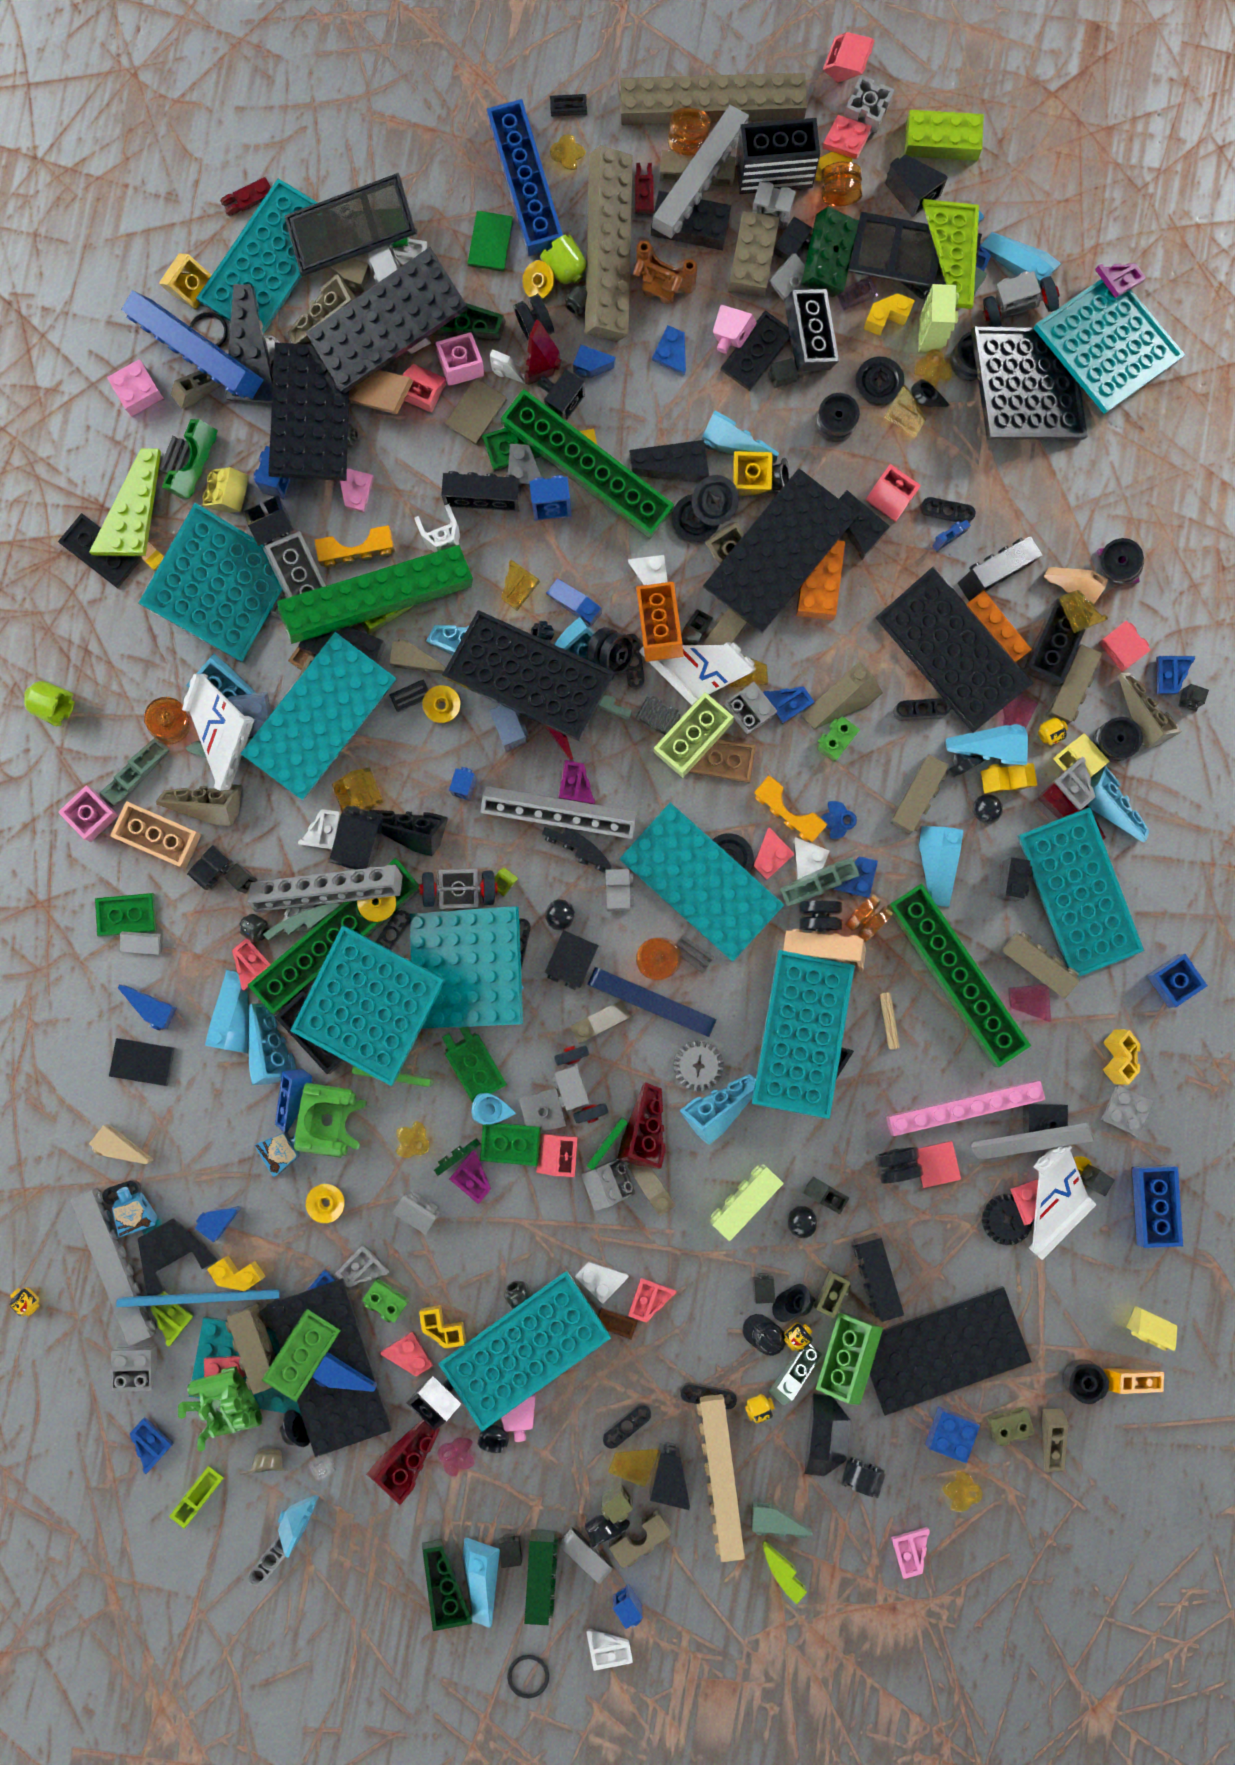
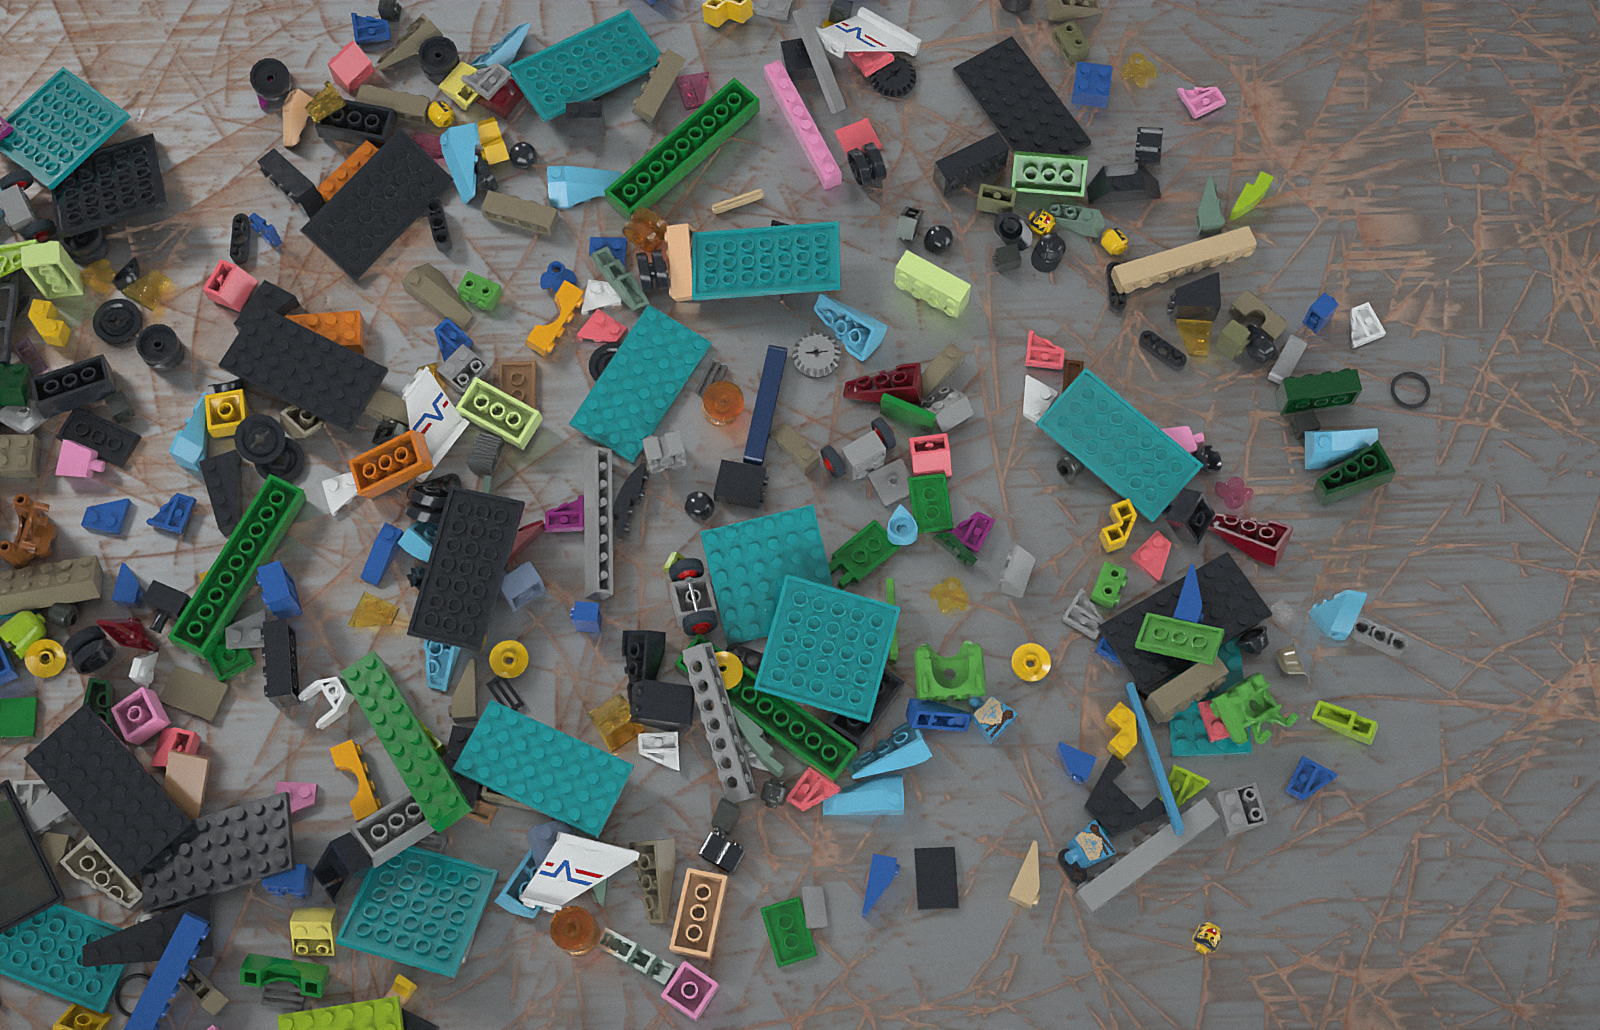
camera: 100 degrees left, 15 degrees down
(659, 413) = (174, 514): none -> blue wing

